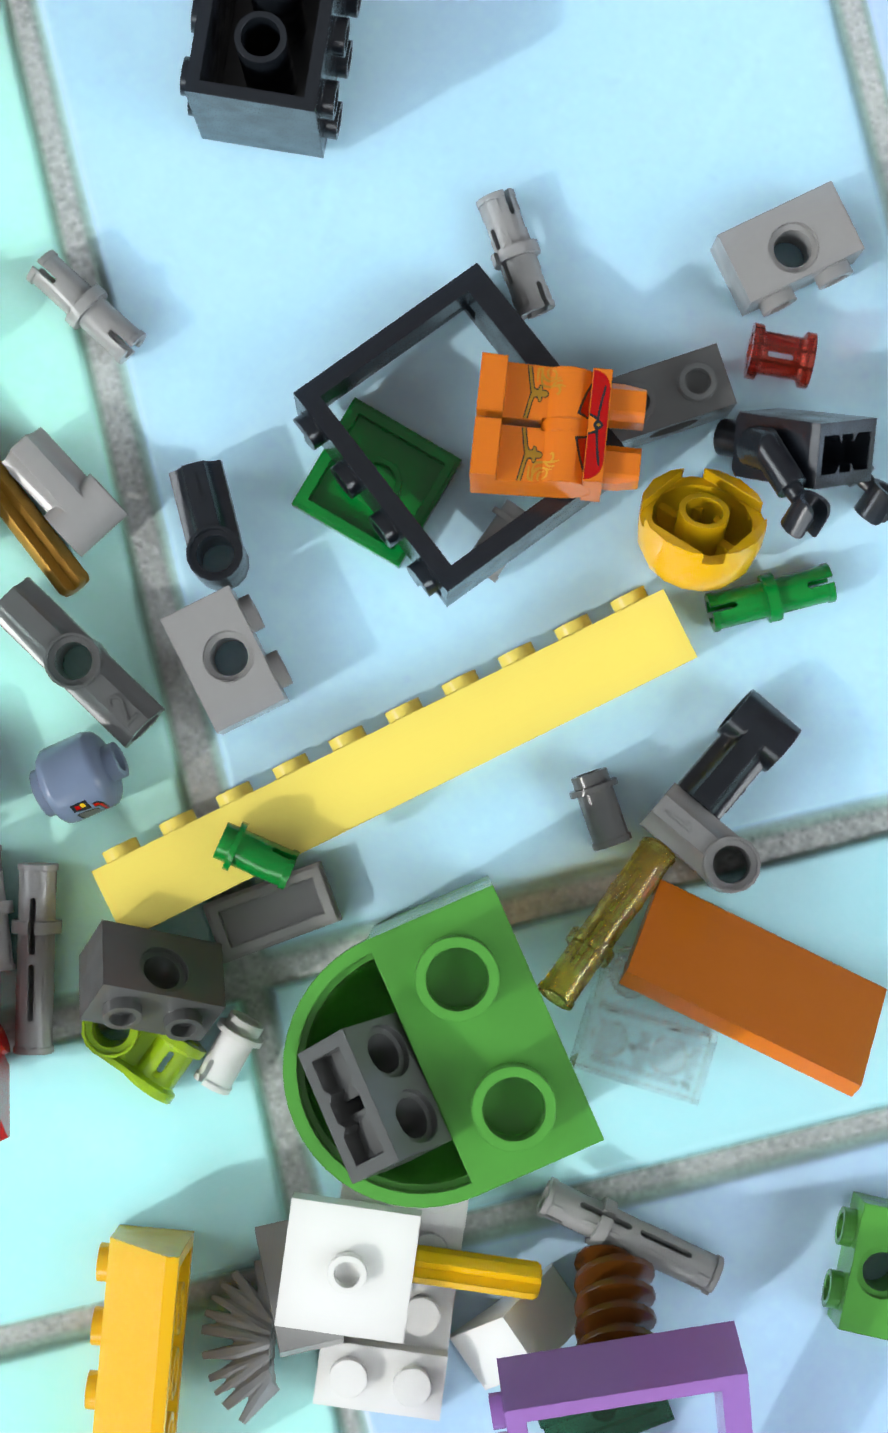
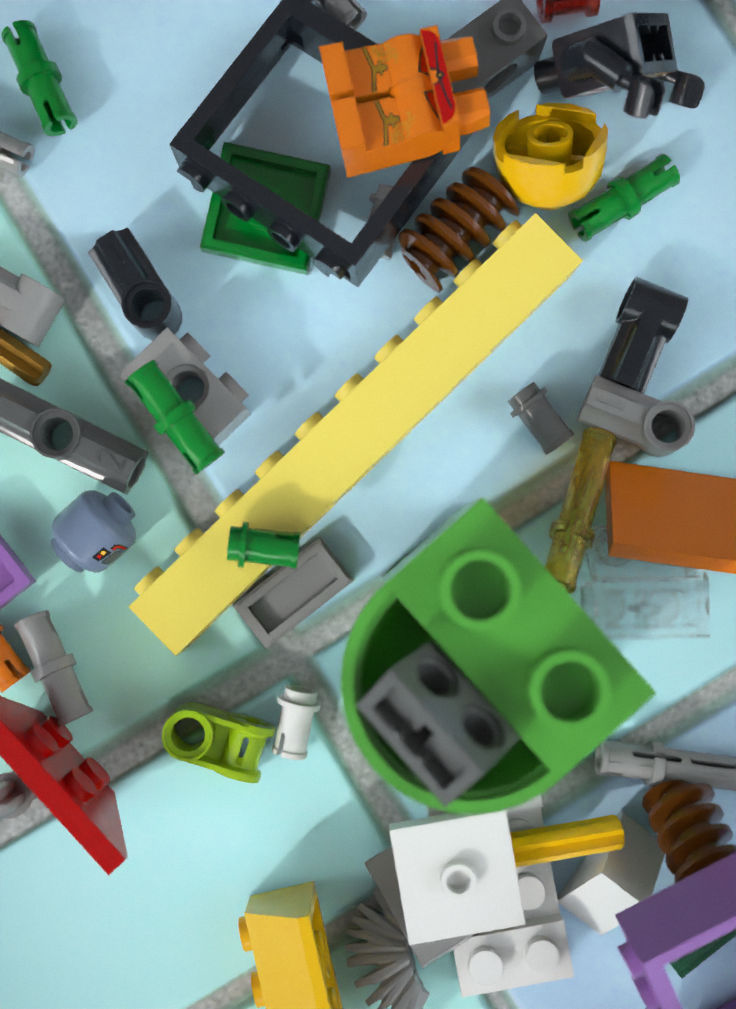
camera: 20 degrees left, 0 degrees up
(35, 957) = (107, 695): light grey pin -> none
(151, 981) = (209, 683): dark grey brick -> none
(176, 263) = (39, 78): none -> green pin
(206, 687) = (174, 416): none -> green pin
(573, 573) = (455, 224): none -> reddish brown piece

